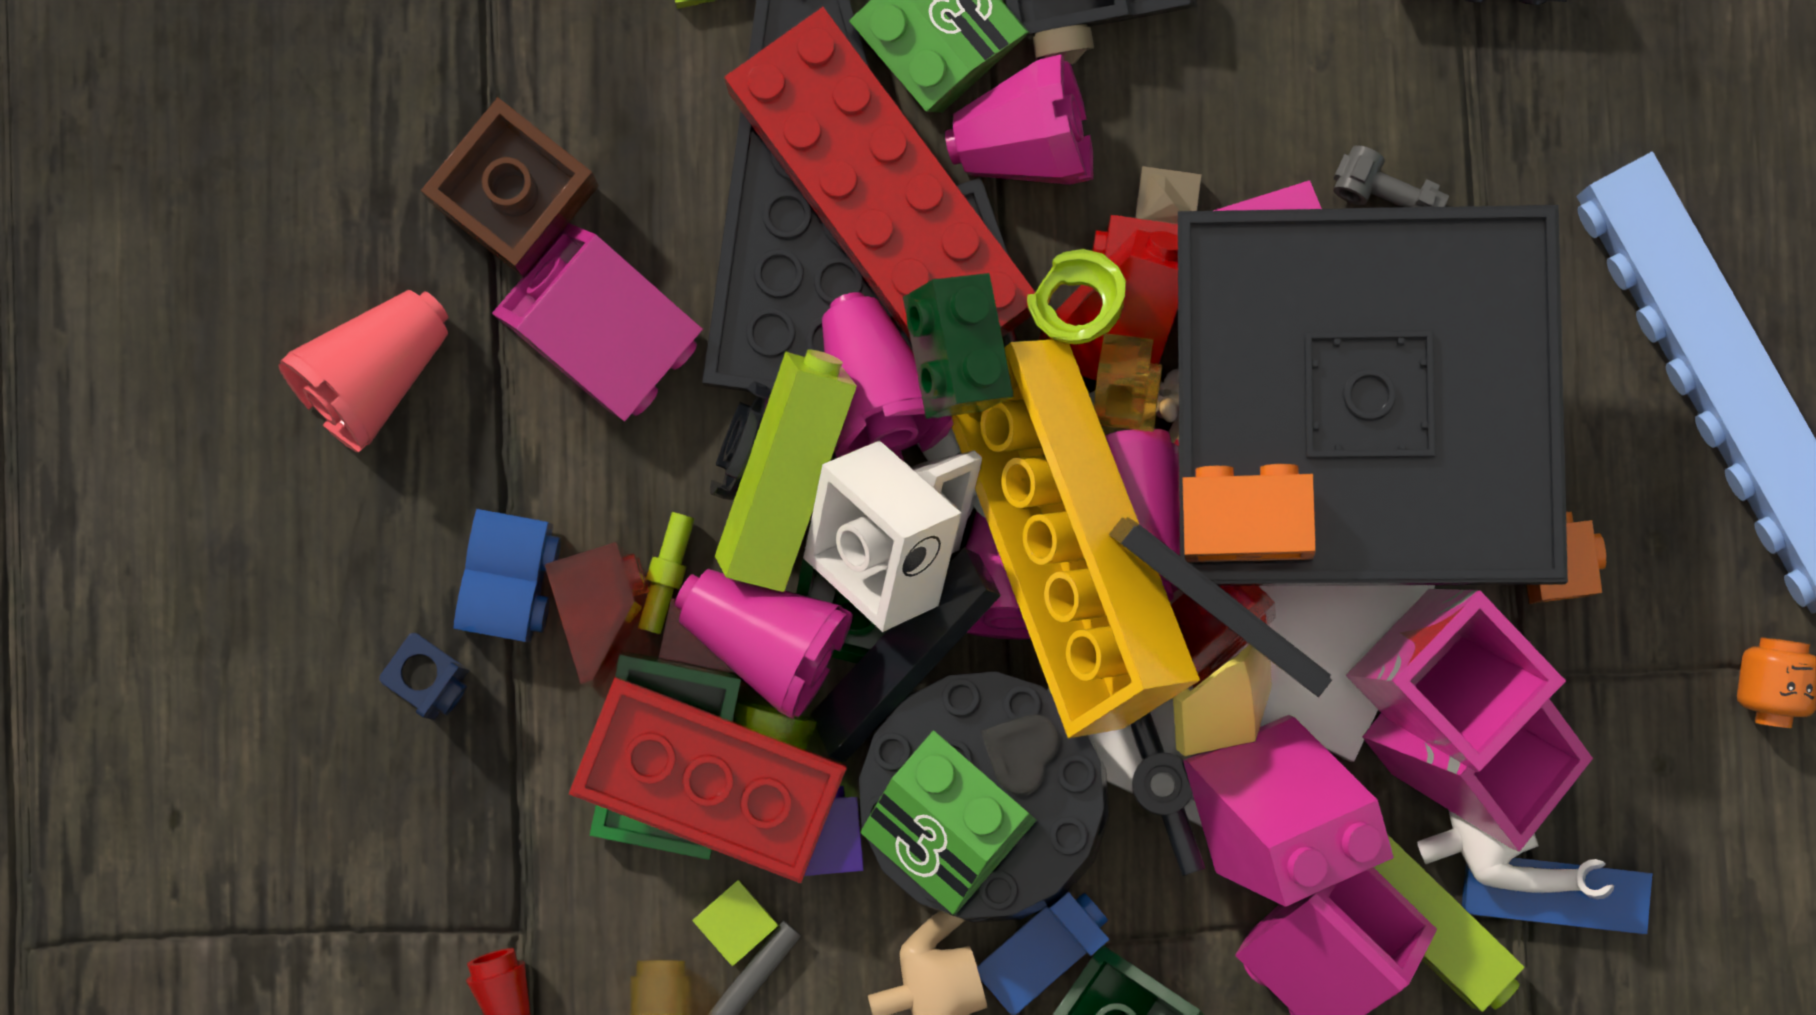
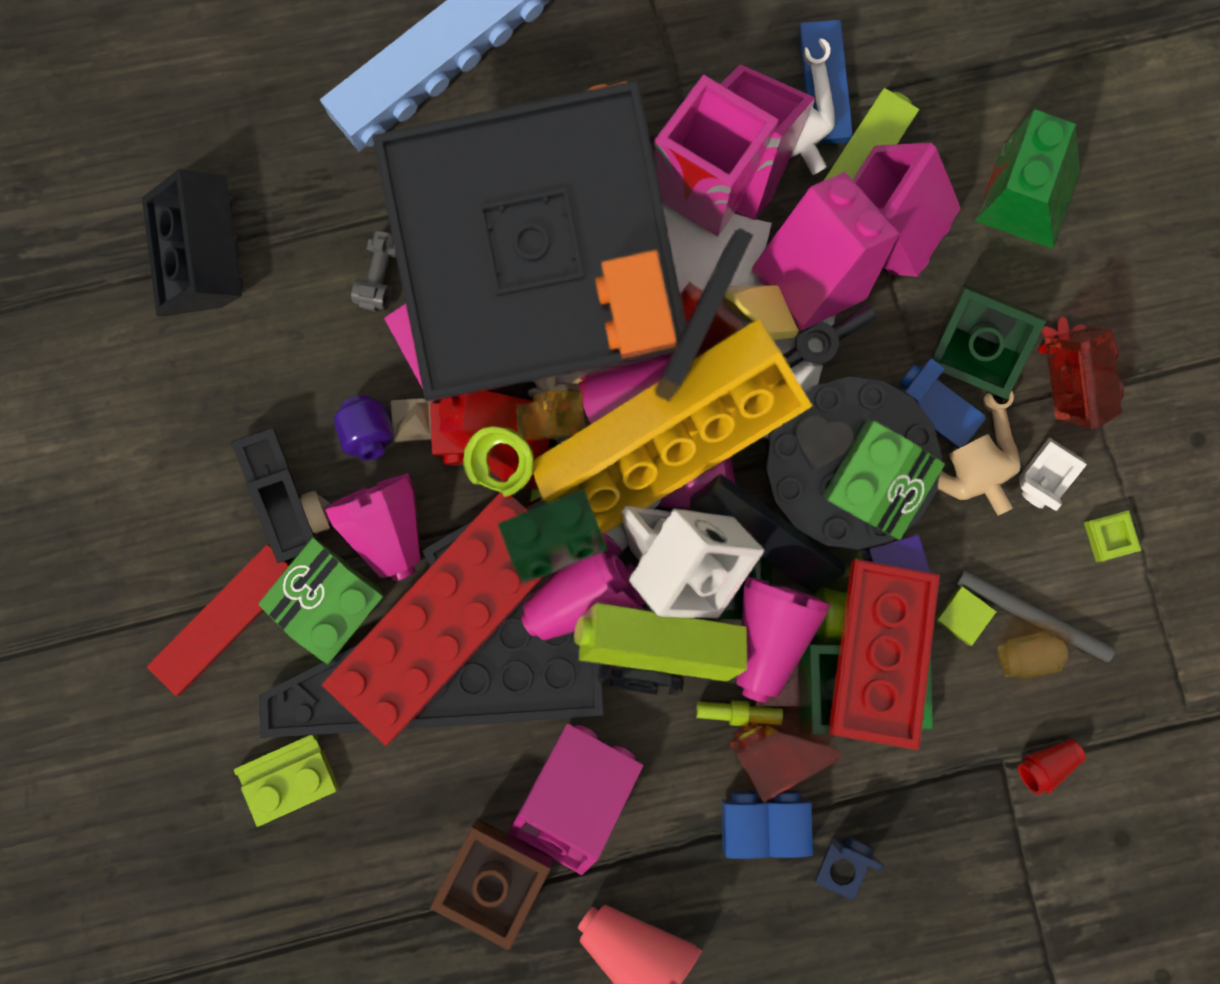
camera: 100 degrees left, 0 degrees up
(1169, 129) = (363, 427): none -> dark purple head

